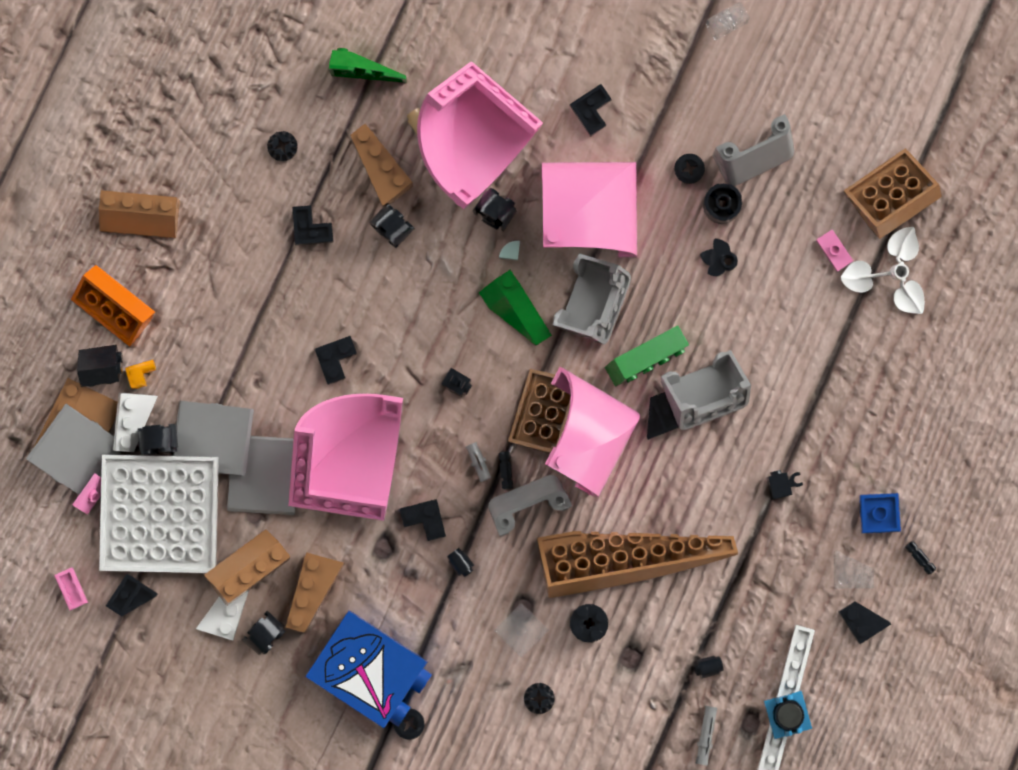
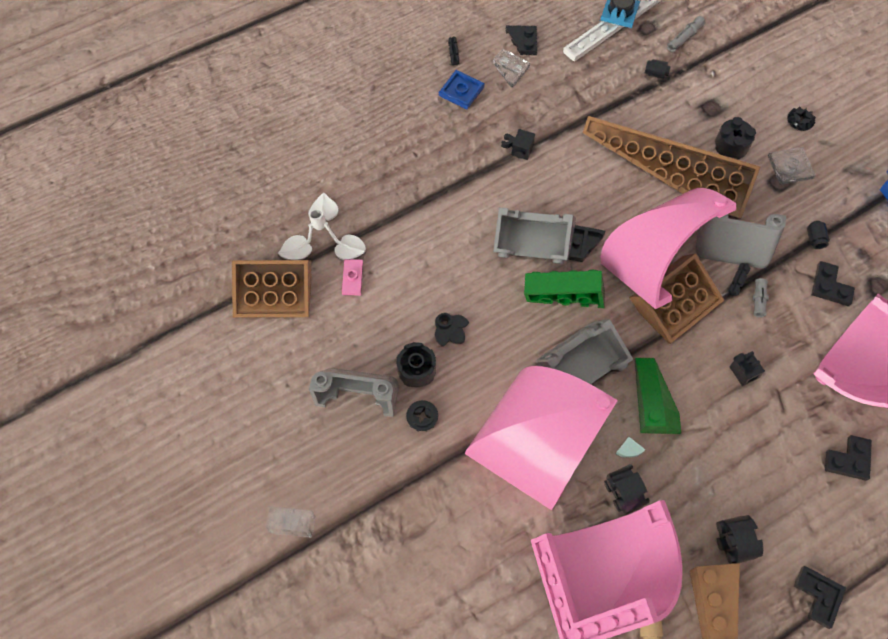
camera: 145 degrees left, 20 degrees down
(587, 106) = (477, 531): black plate -> none

